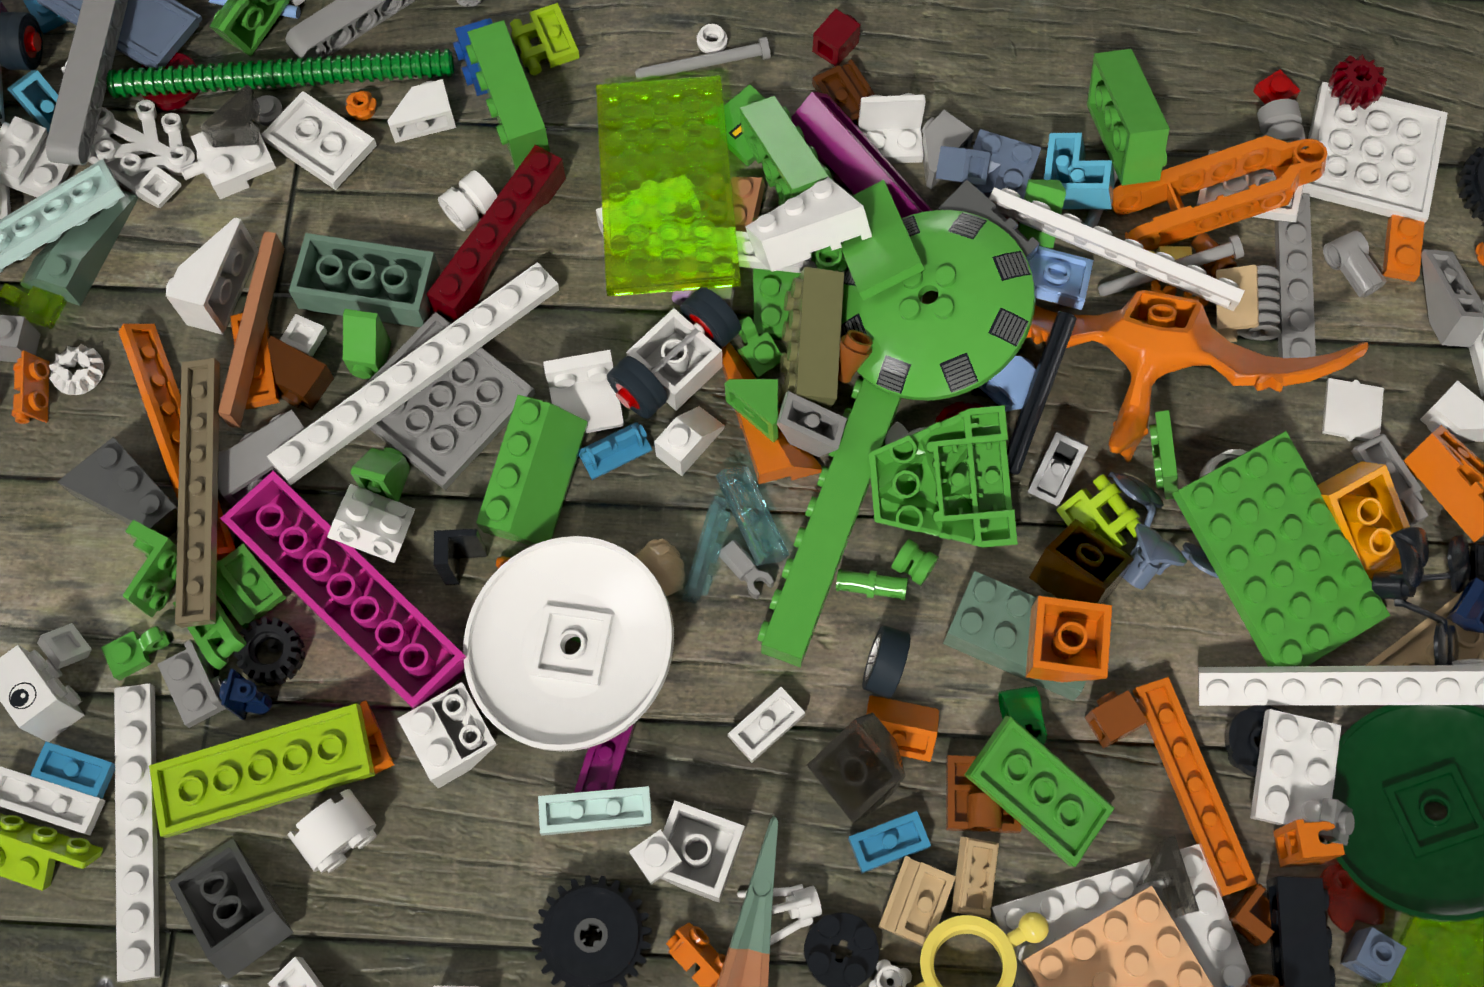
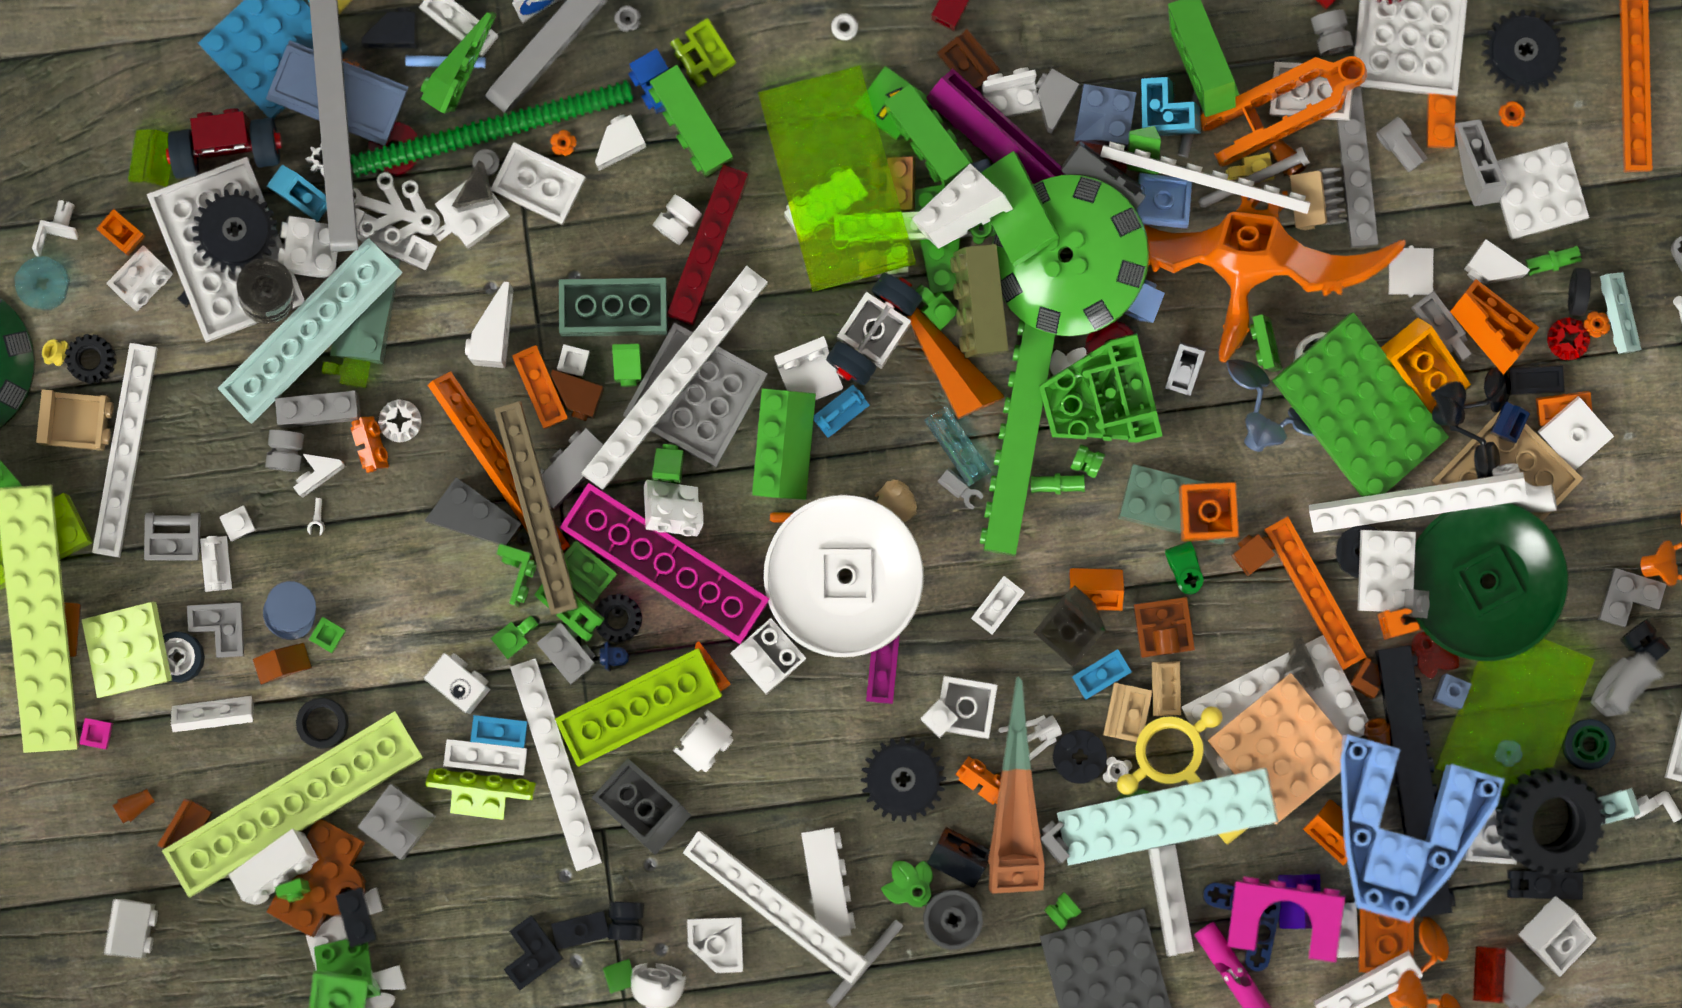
camera: 10 degrees left, 15 degrees up
(64, 646) = (464, 642): white plate -> none
(251, 330) = (536, 367): nougat tile -> none
(453, 545) = (734, 519): black panel -> none
(595, 810) = (887, 692): light aqua plate -> none
(687, 439) = (896, 391): white slope -> none
(707, 550) = (928, 480): clear light blue plate -> none
(757, 402) = (946, 359): bright green slope -> none
(760, 49) = (887, 29): light grey bar -> none
(810, 425) = (991, 371): light grey slope -> none
(854, 350) = (1015, 306): dark orange cone -> none
(886, 661) = (1078, 544): black wheel -> none
(963, 165) = (1075, 124): sand blue brick -> none
(1039, 390) = (1162, 310): black axle -> none
(1039, 791) = (1203, 620): bright green tile -> none
(1081, 565) = (1212, 446): dark brown brick -> none
(1089, 511) = (1218, 407): lime plate -> none

